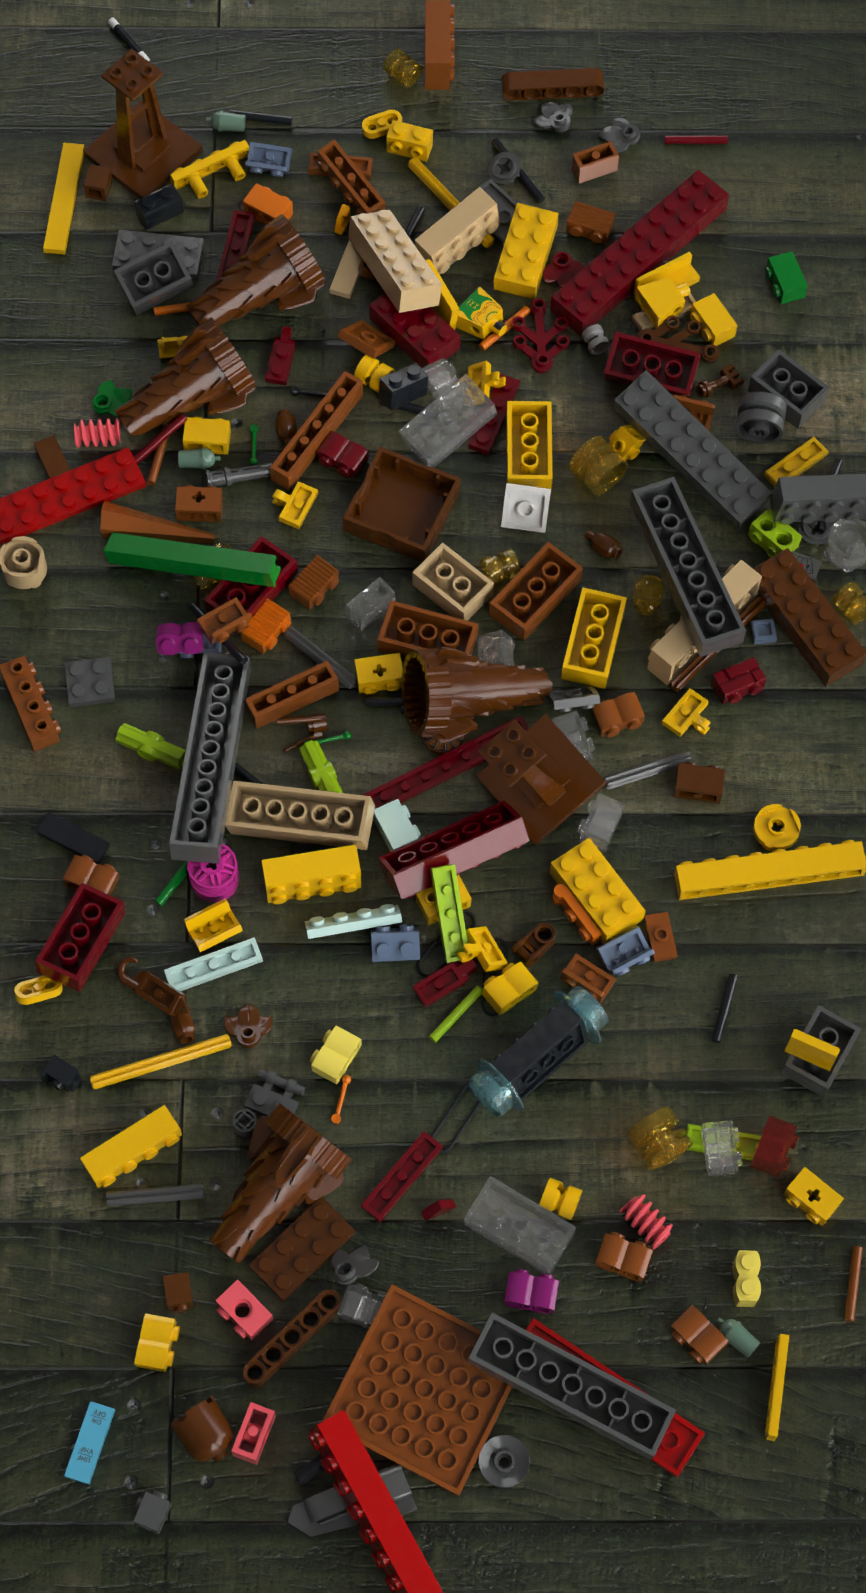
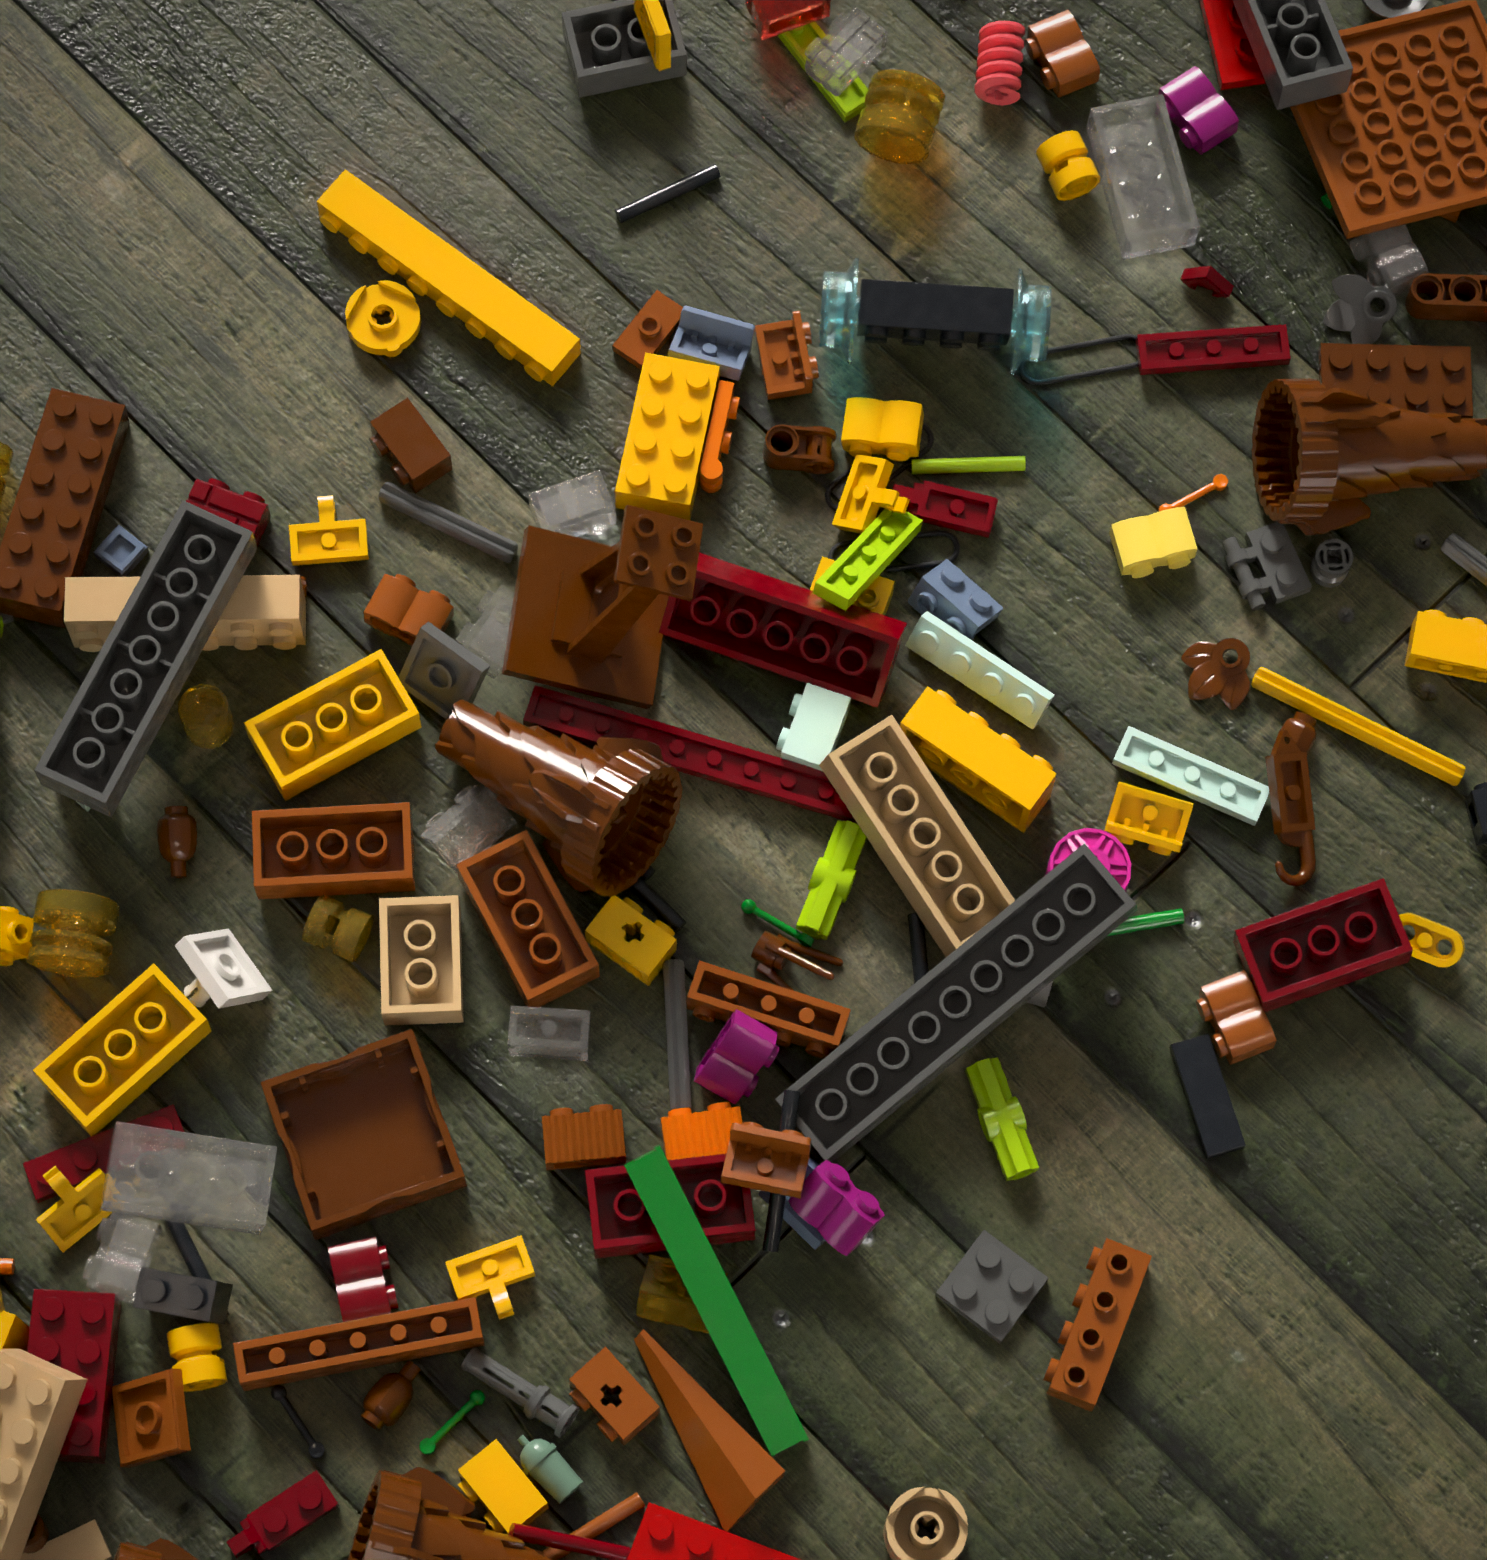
camera: 135 degrees left, 5 degrees up
(283, 661) = (736, 1057): none -> magenta brick

